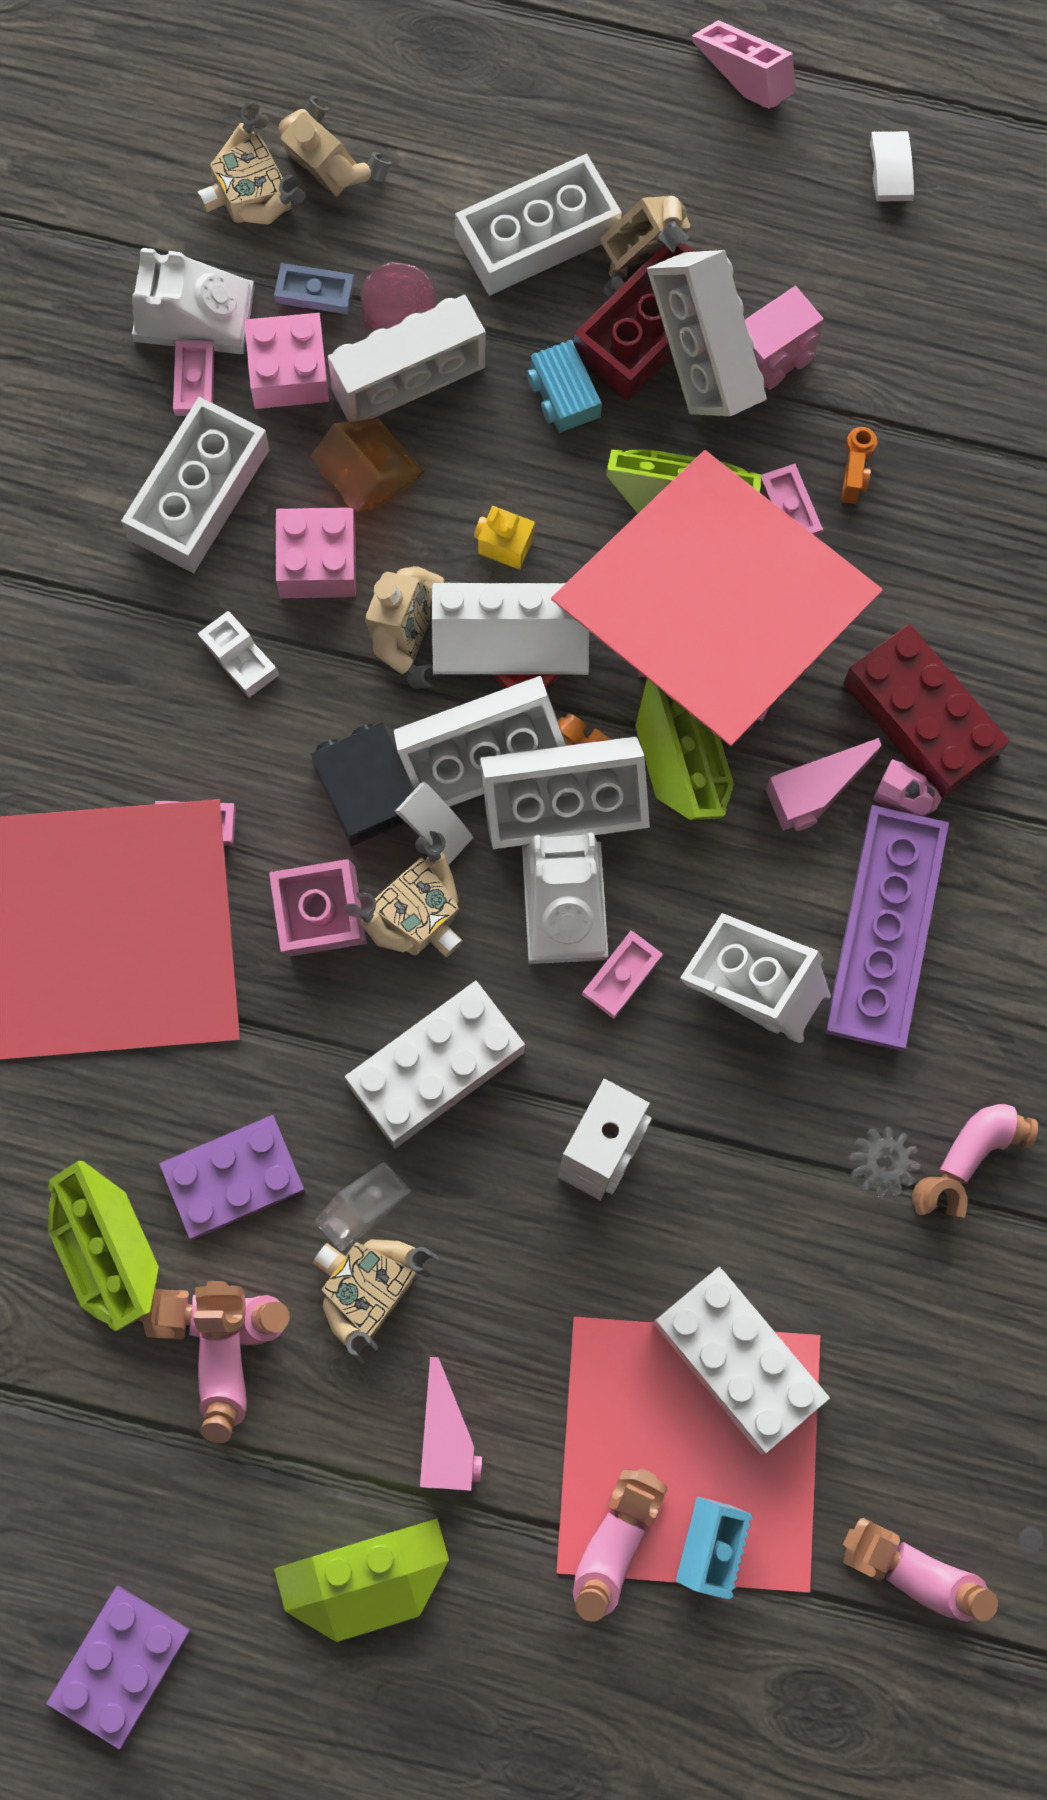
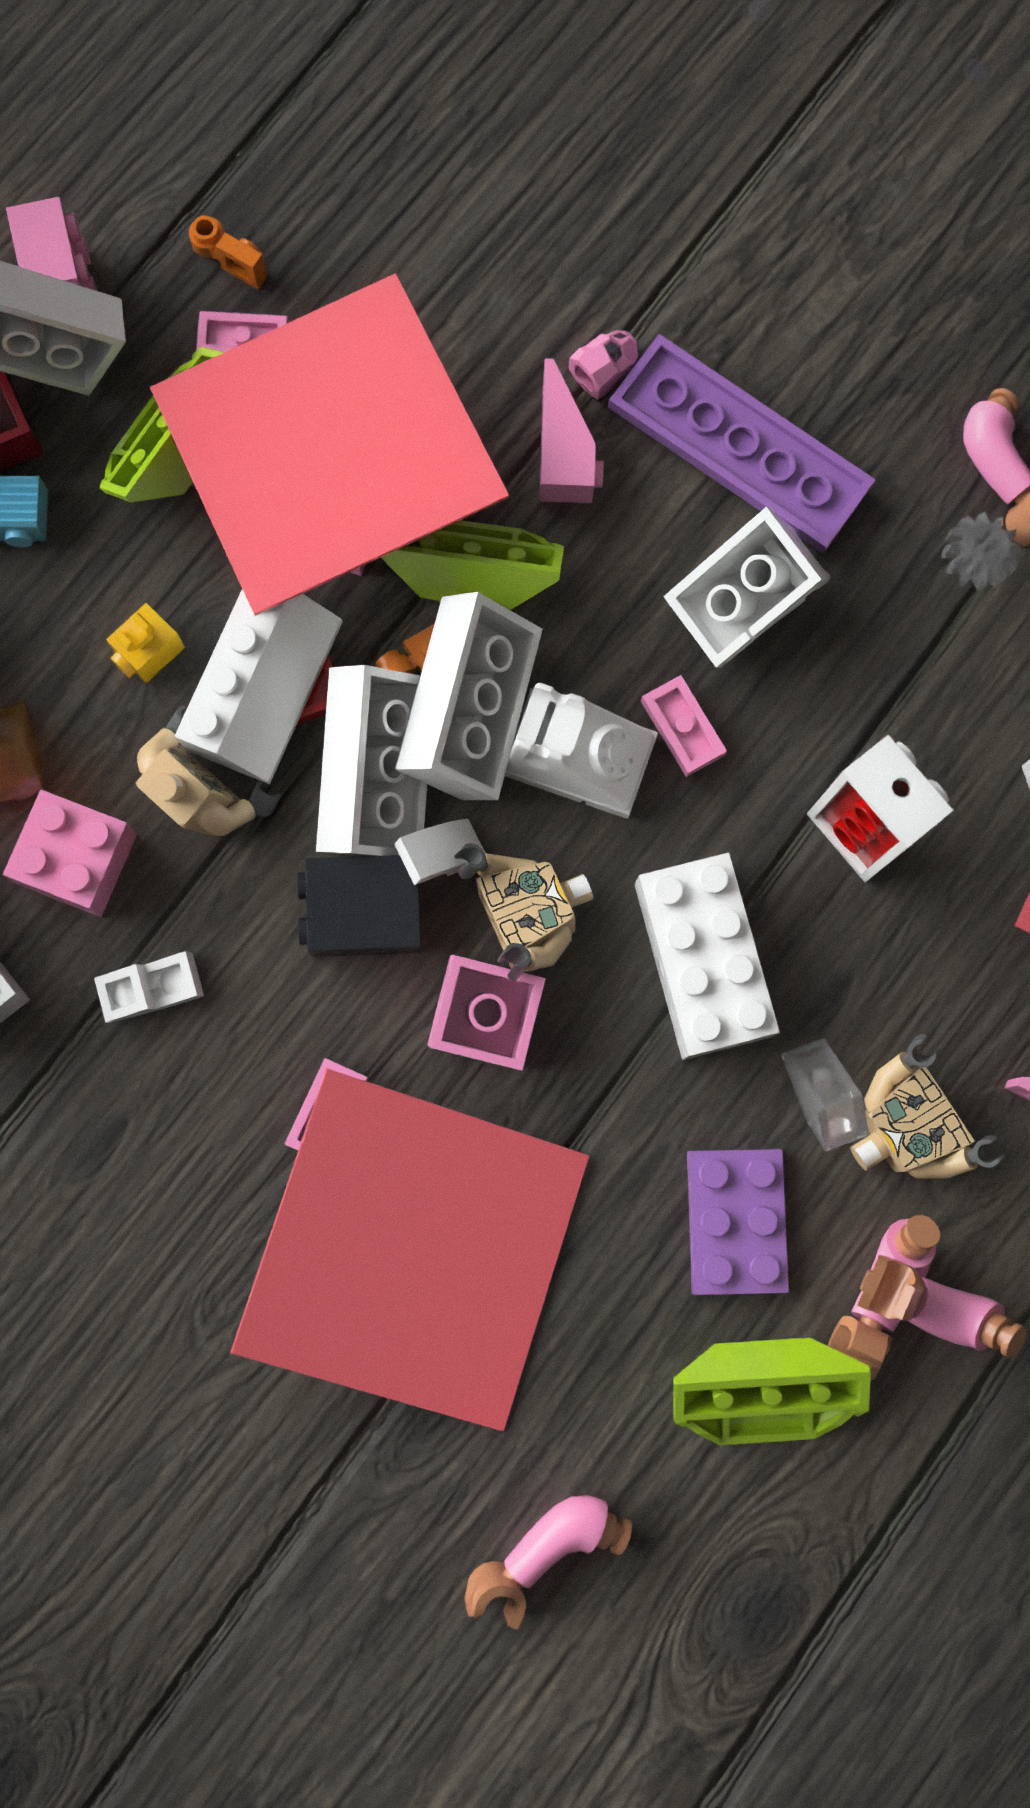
camera: 70 degrees left, 5 degrees up
(925, 710) = (531, 302): dark red brick -> none

